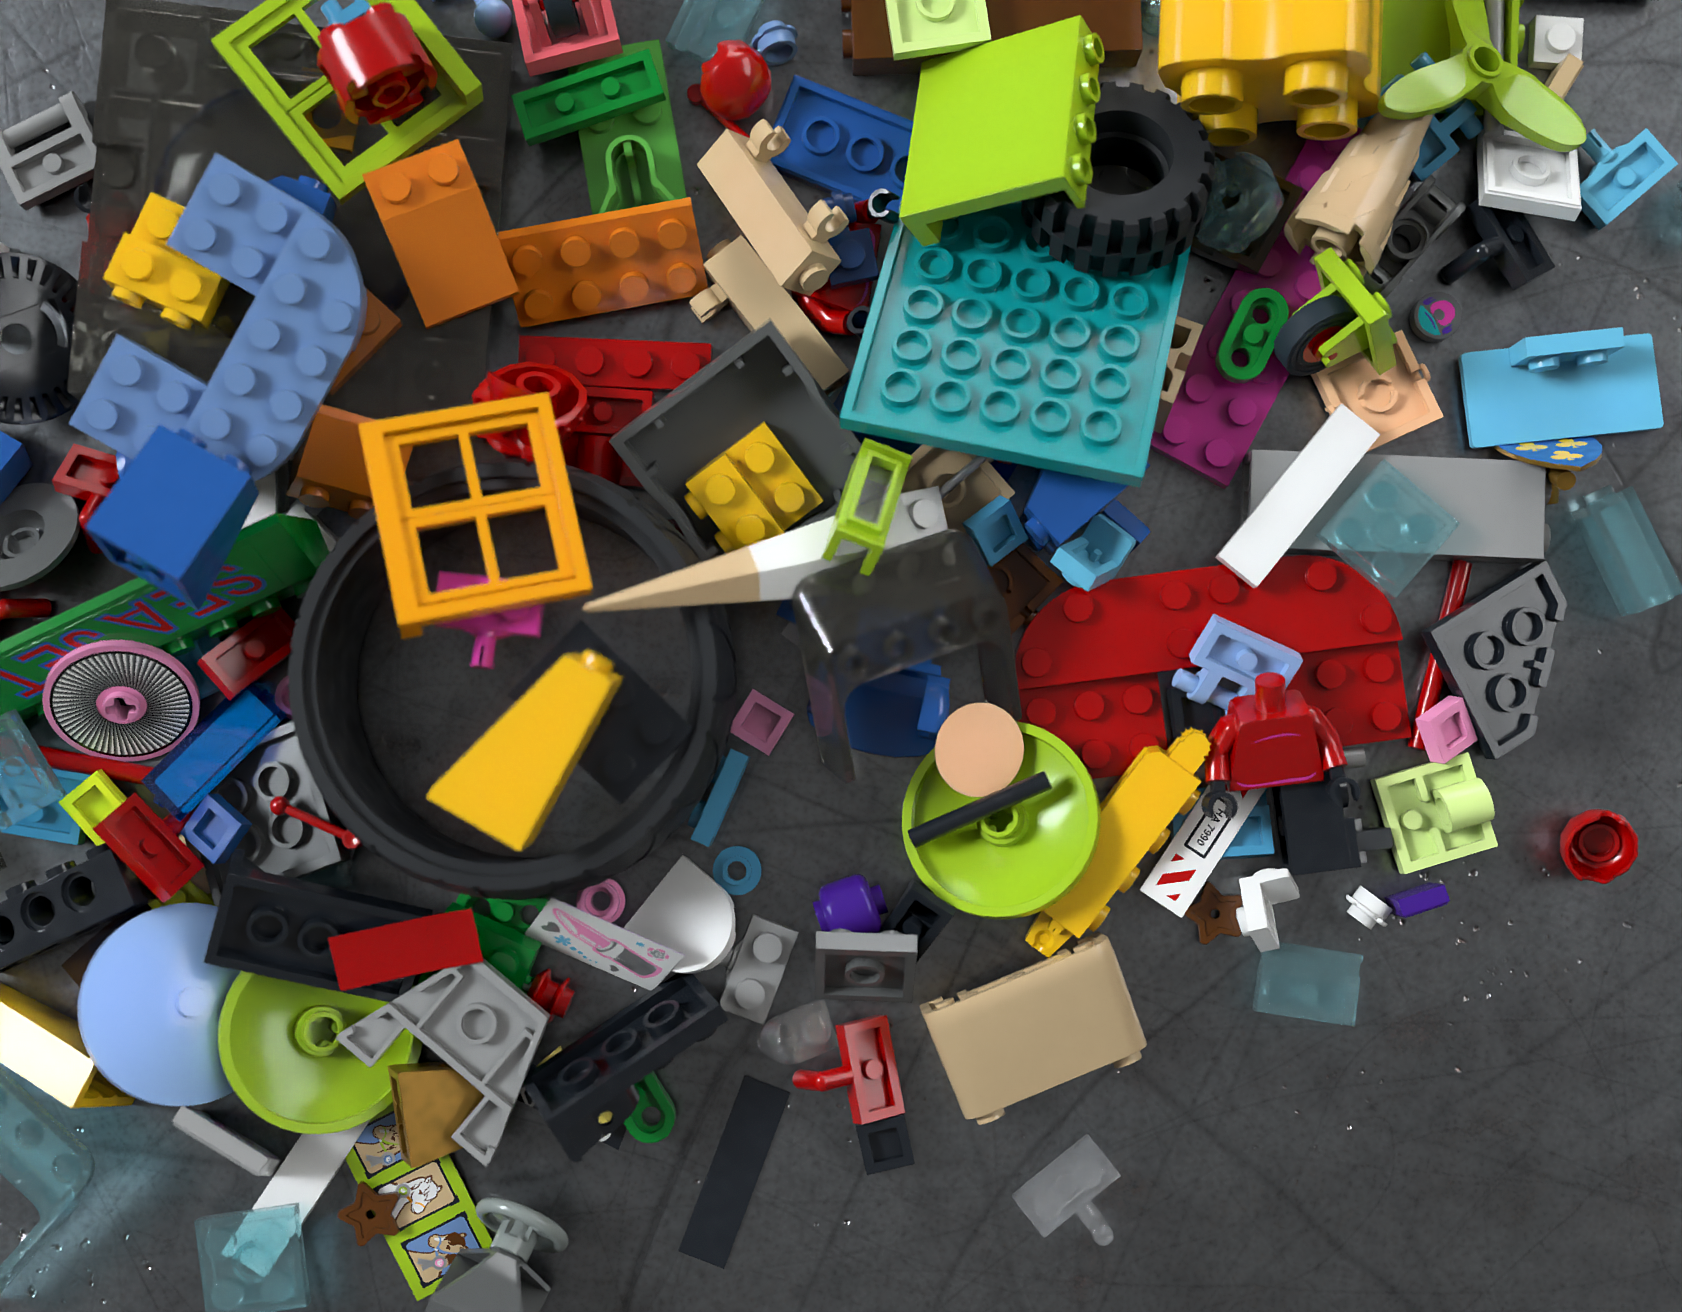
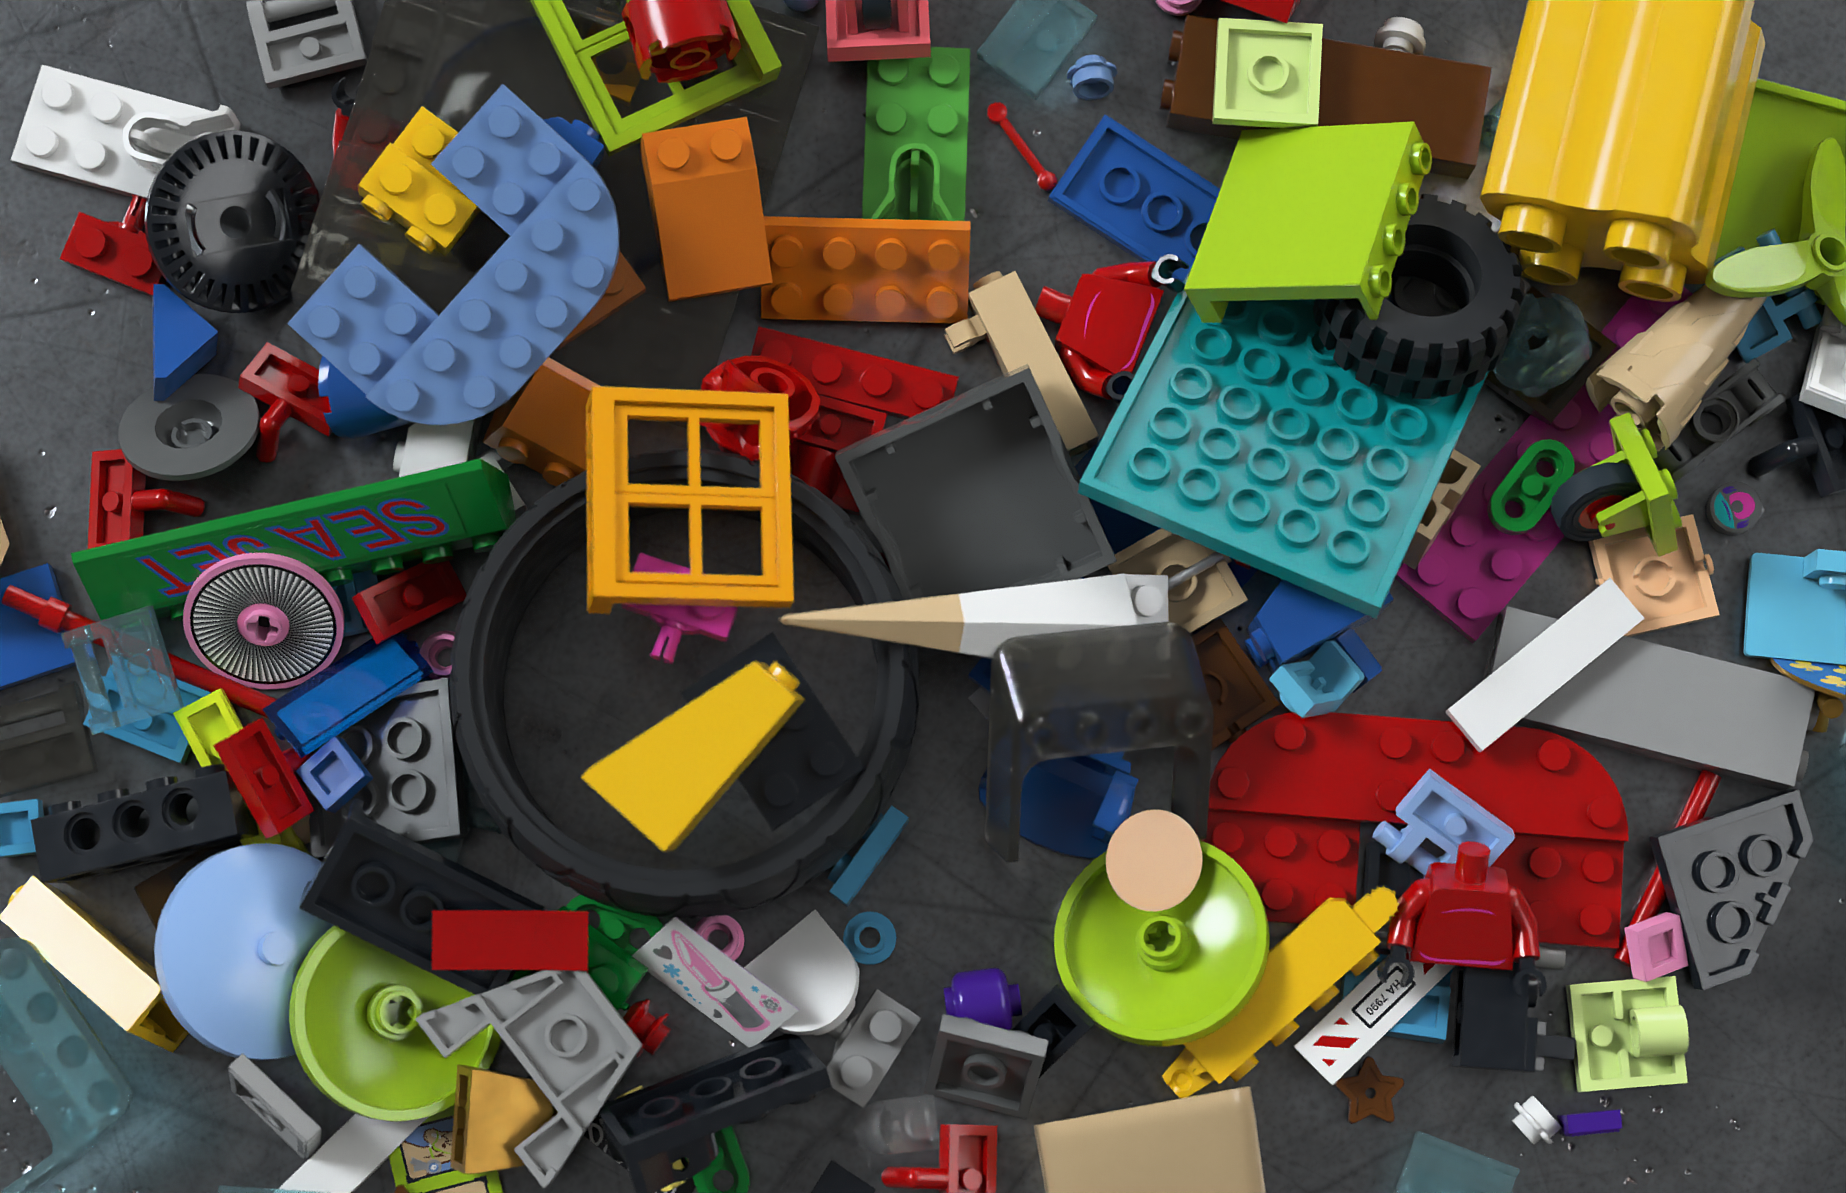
camera: 10 degrees right, 5 degrees down
(175, 514) = (382, 440): blue slope -> none
(280, 805) = (476, 812): red hinge -> none
(588, 97) = (885, 96): green plate -> none
(735, 80) = (1042, 109): red hair -> none
(751, 490) = (970, 539): yellow plate -> none
(761, 722) = (928, 786): bright pink plate -> none
(768, 211) = (1049, 254): tan brick -> none
(852, 247) = (1123, 315): dark blue plate -> none
(869, 501) = (1092, 574): lime window -> none
(980, 809) = (1141, 923): black bar -> none
(995, 530) = (1219, 634): dark azure plate -> none
(1258, 895) = (1420, 1082): white bracket -> none
(1387, 529) = (1632, 719): clear light blue plate -> none
(1598, 845) = (1795, 1105): red hair -> none

